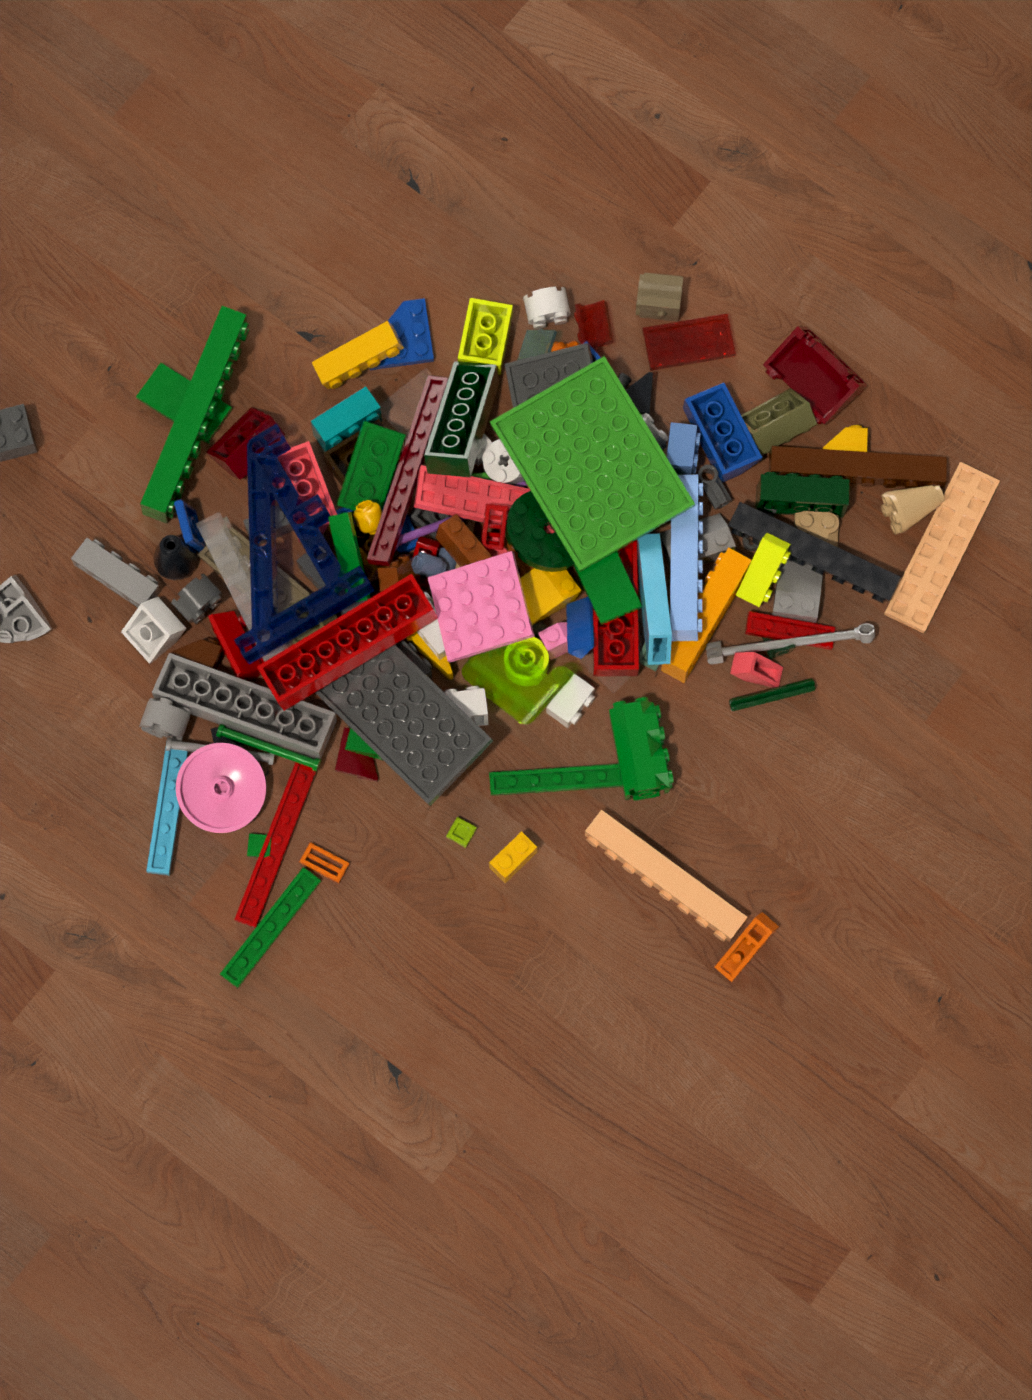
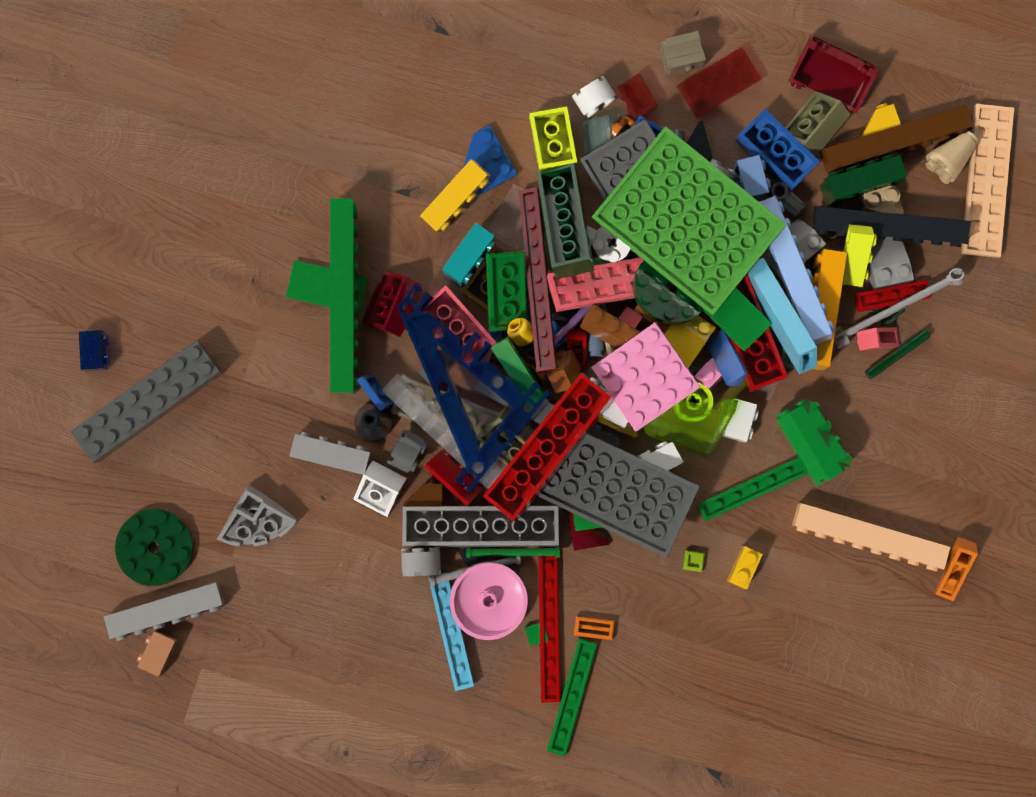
camera: 25 degrees left, 10 degrees up
(427, 565) = (585, 354): sand blue brick -> none
(494, 544) = (630, 317): red slope -> none

